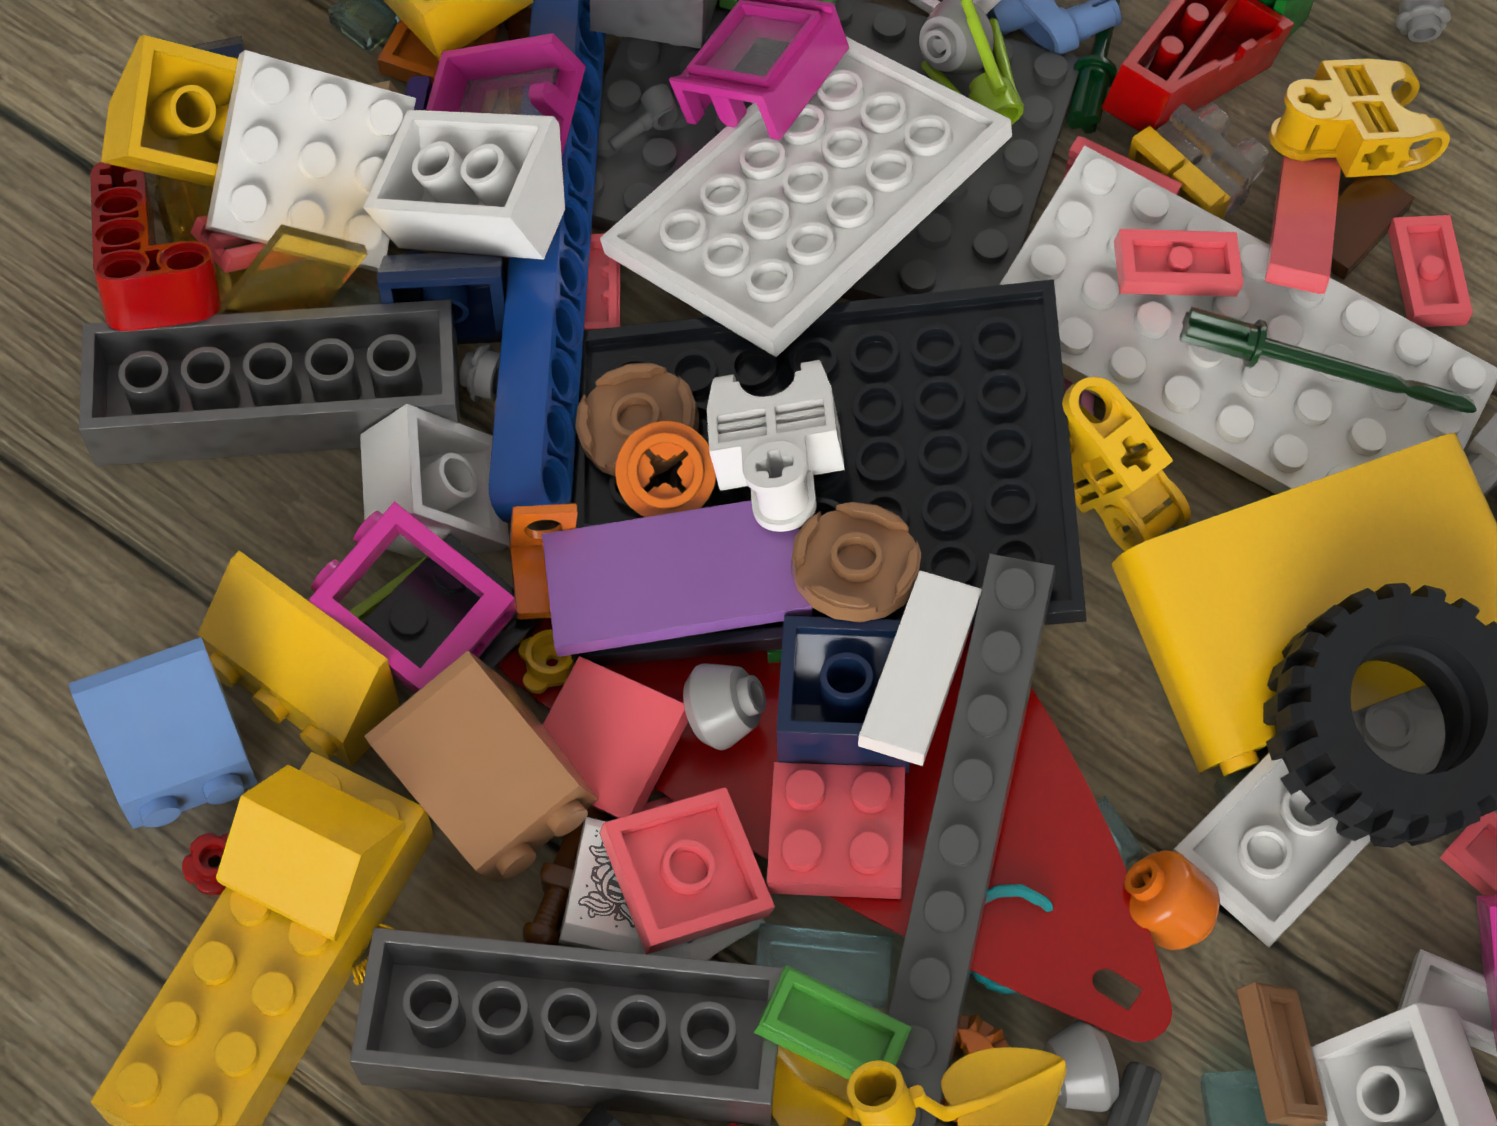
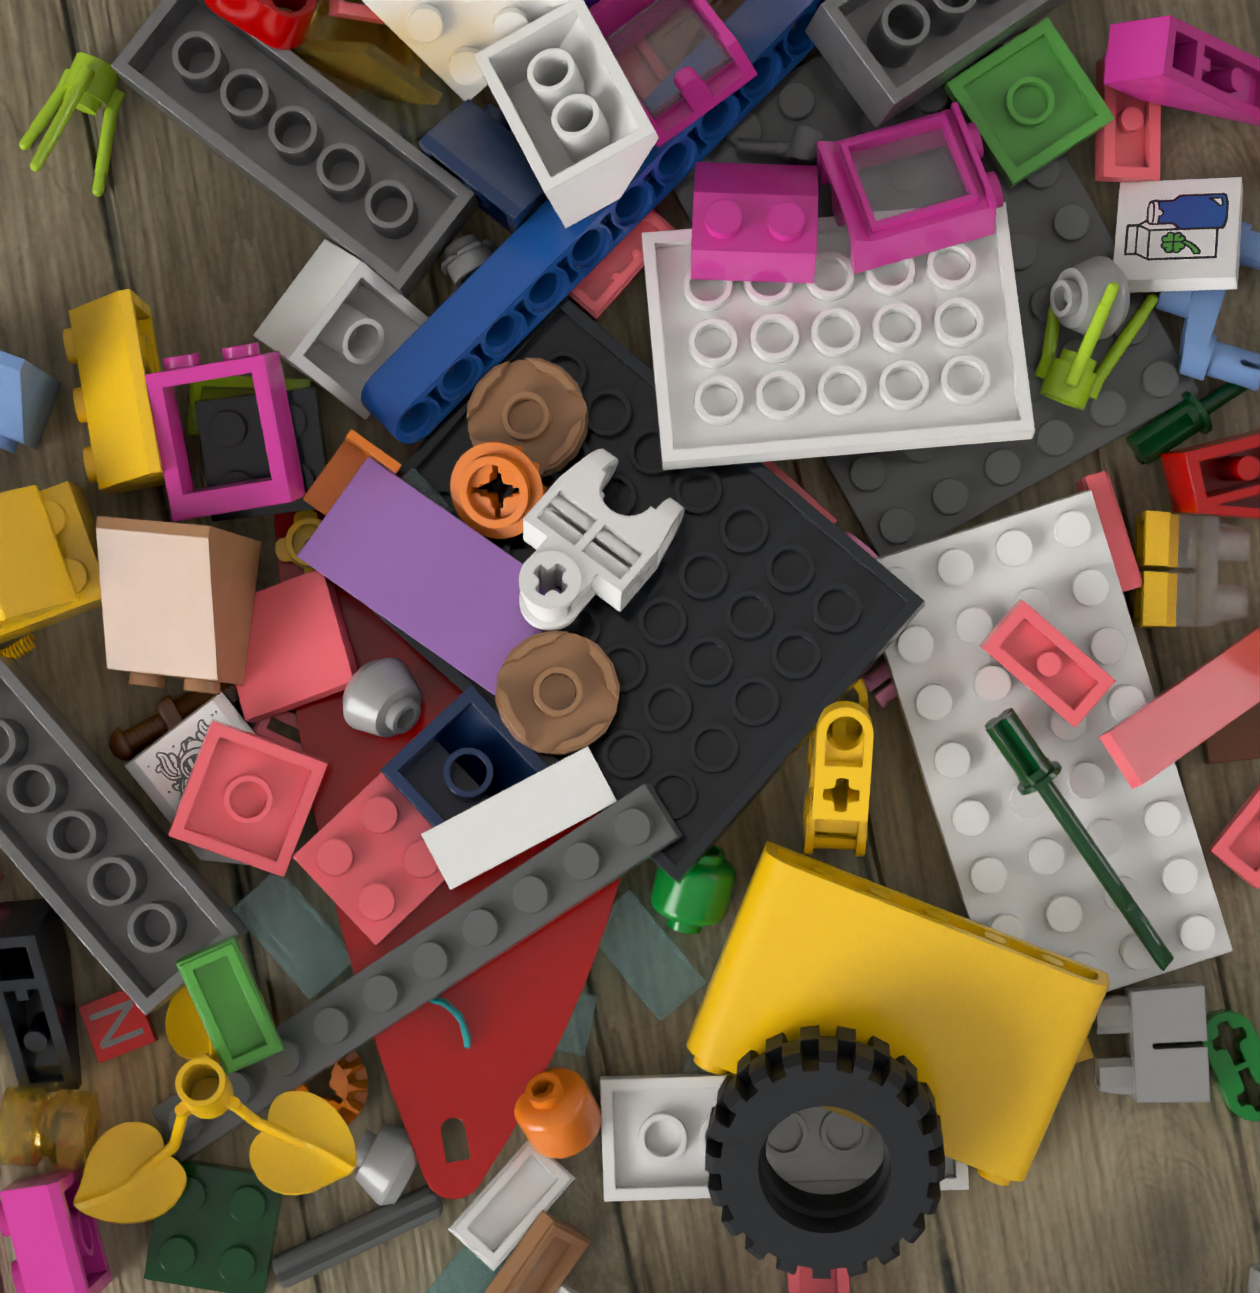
camera: 45 degrees right, 25 degrees up
(71, 489) = (86, 87): none -> lime plant
(682, 161) = (754, 222): none -> dark pink slope
(1093, 651) = (700, 898): none -> green head
(1115, 737) = (648, 957): none -> clear light blue tile
(1206, 1016) = (510, 1204): none -> white tile

